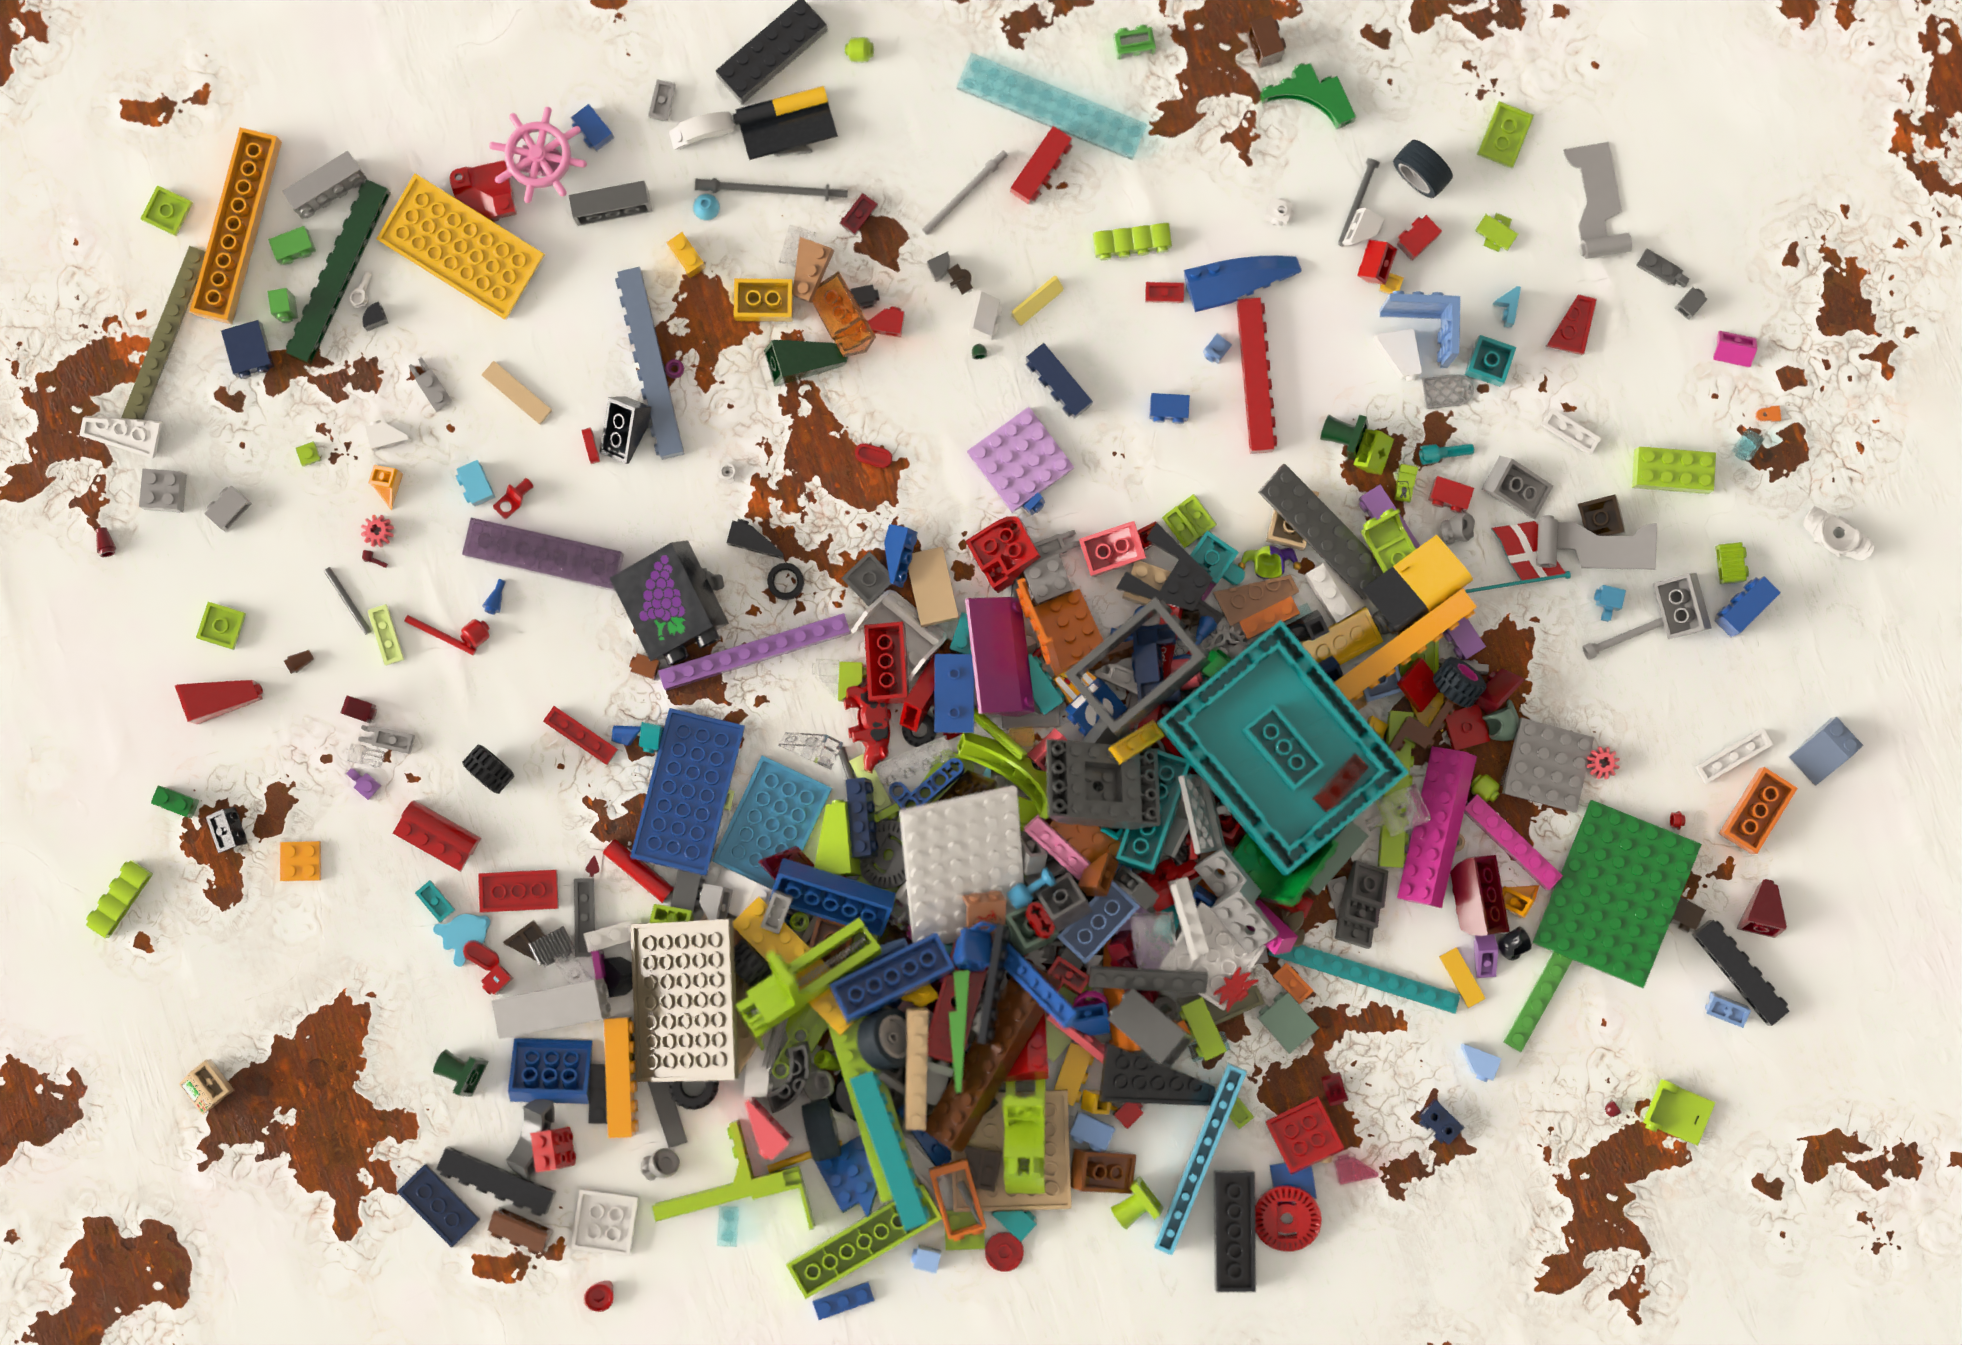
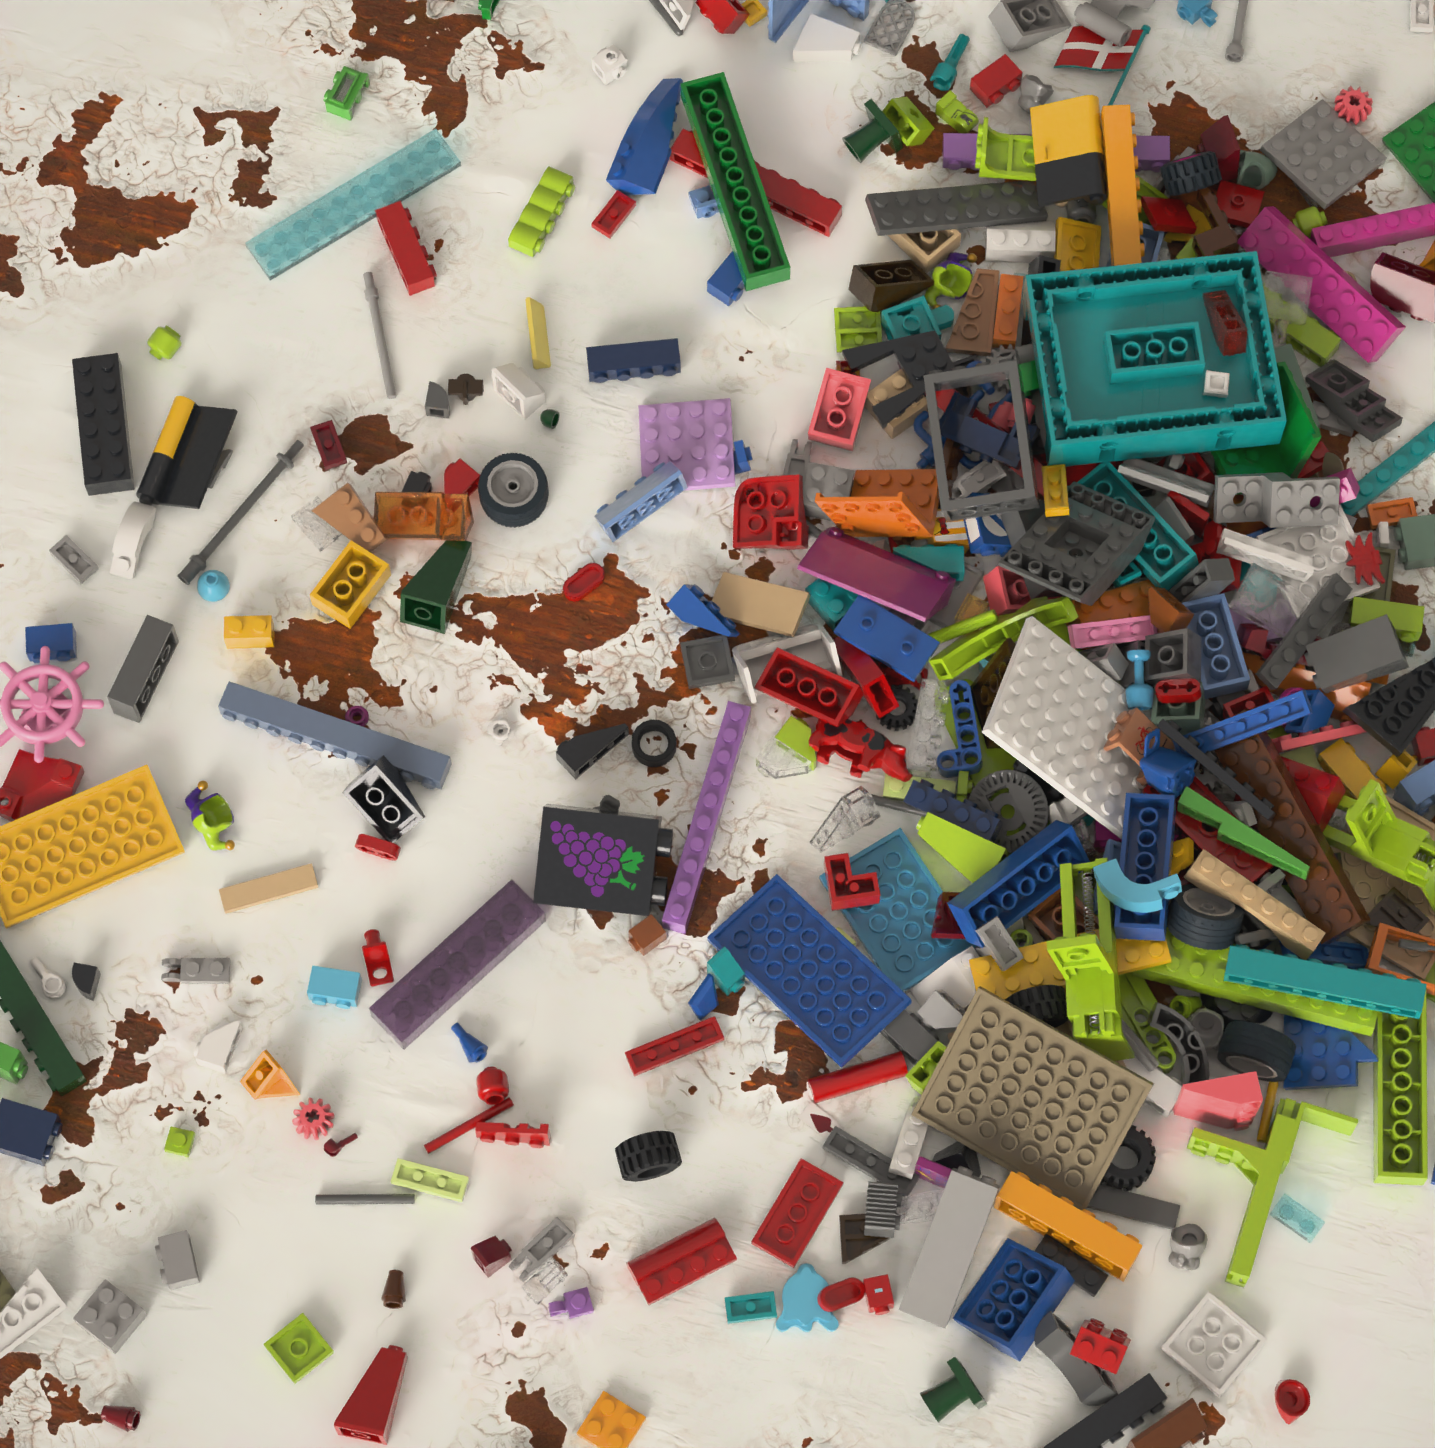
camera: 55 degrees left, 15 degrees down
(450, 669) = (522, 1133): none -> red wing
(539, 320) = (210, 816): none -> lime piece
(758, 778) = (849, 890): none -> red brick
(855, 972) = (1131, 895): none -> medium azure arch
(901, 377) = (513, 490): none -> wheel
(951, 456) = (641, 501): none -> medium blue slope
(1236, 520) = (887, 283): none -> dark brown slope
(1238, 362) = (735, 181): none -> green brick
(1269, 987) = (1382, 535): none -> white tile
(1289, 806) = (1216, 384): none -> white tile

